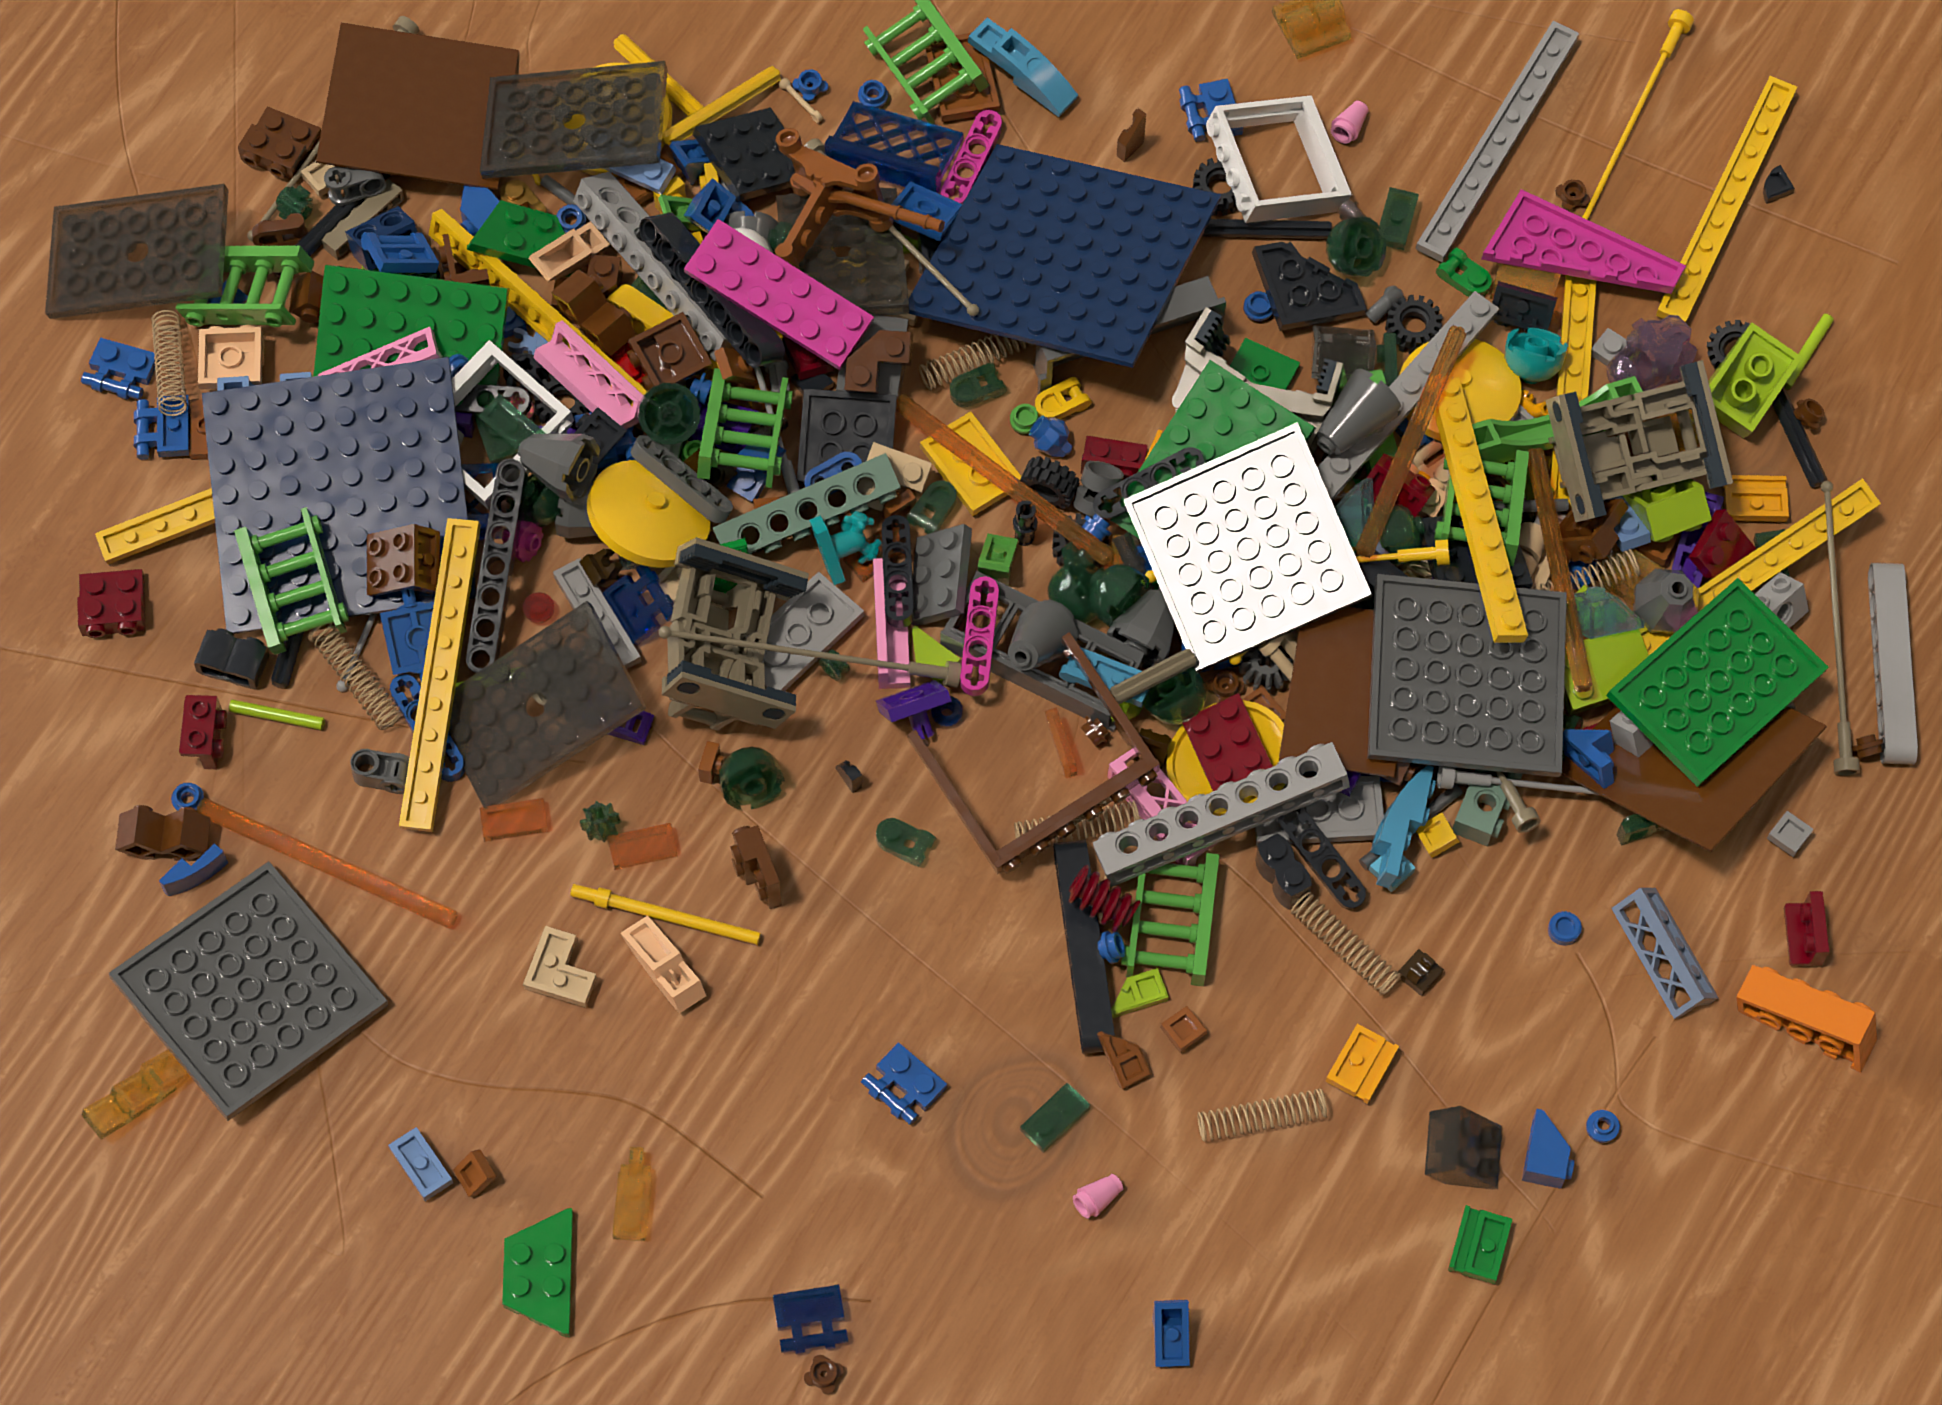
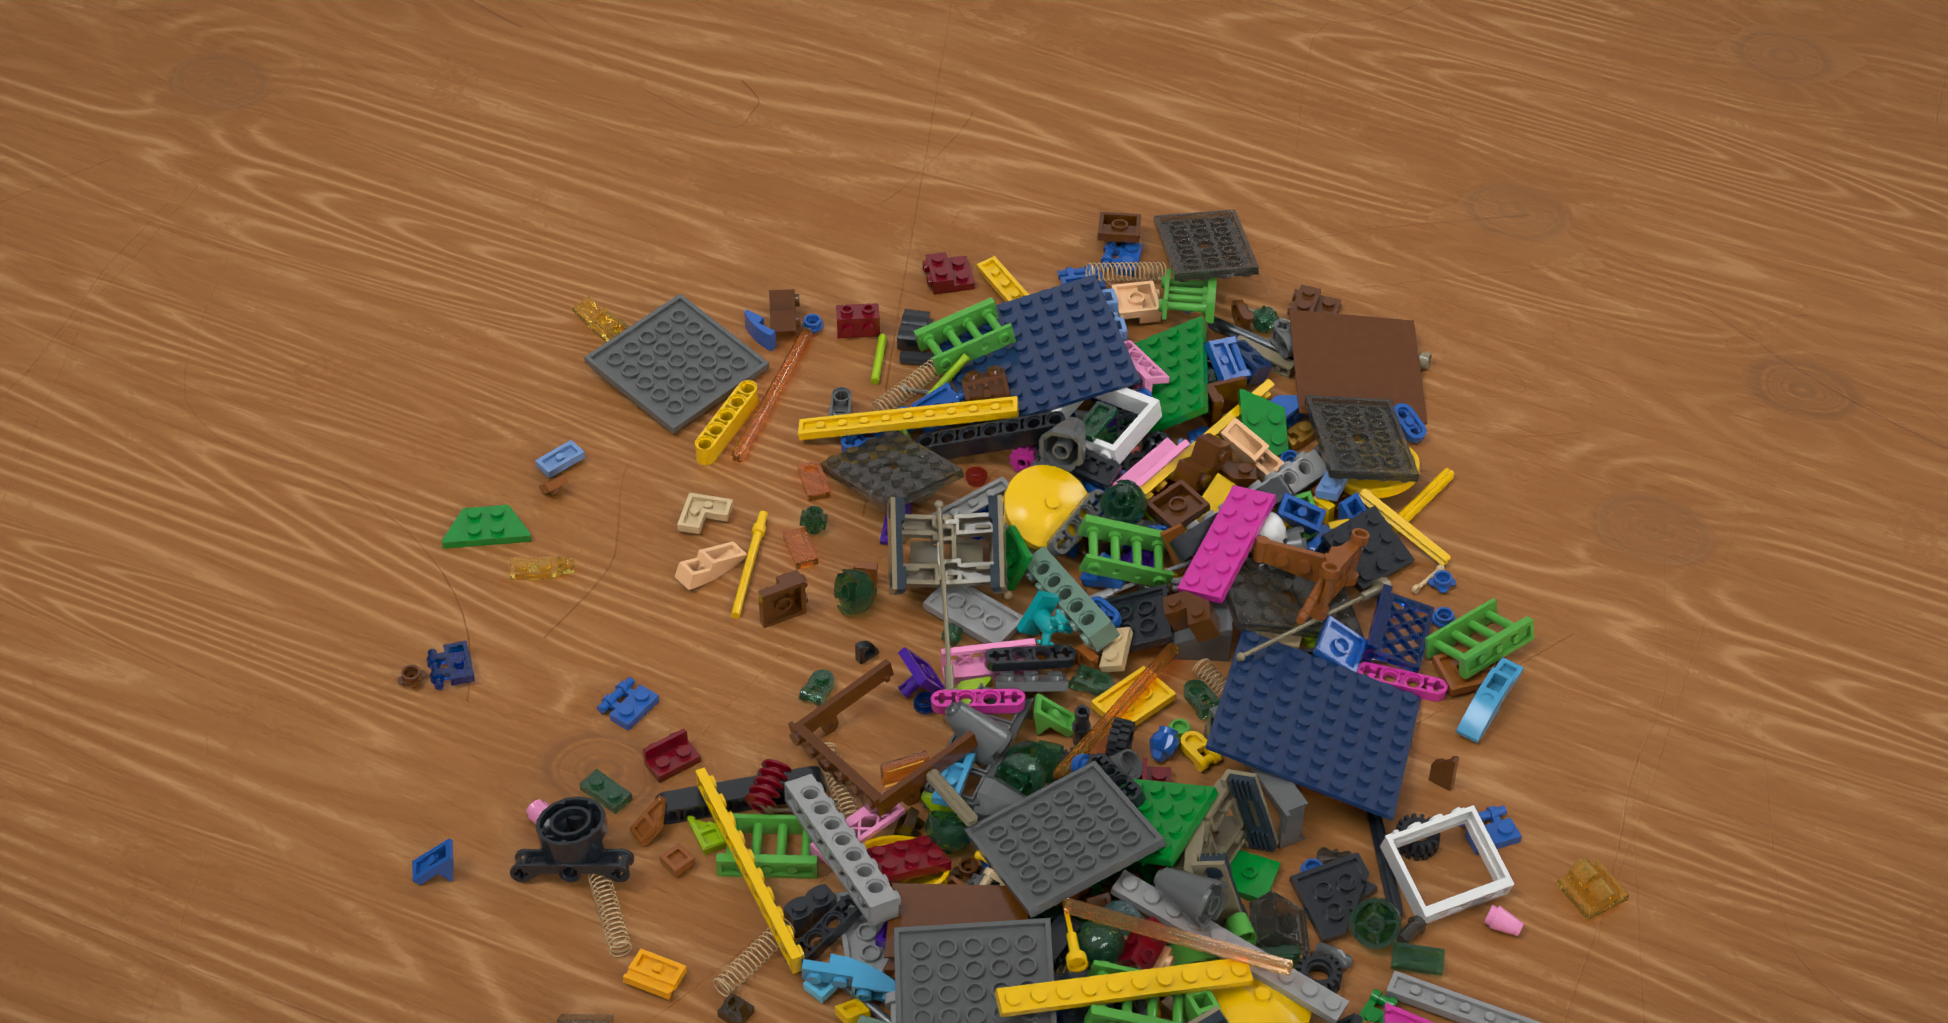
camera: 85 degrees right, 20 degrees down
(71, 359) = (1119, 227): none -> reddish brown plate
(359, 621) = (950, 374): none -> lime bar
(376, 914) = (726, 422): none -> yellow beam
(528, 63) = (1410, 423): none -> blue plate
(1008, 1031) = (670, 756): none -> dark red bracket
(1111, 946) = (737, 806): blue plate -> none
(1185, 1169) = (572, 844): none -> black piece
(1221, 934) = (753, 876): none -> yellow plate
(1241, 271) = (1326, 855): none -> clear smoke piece

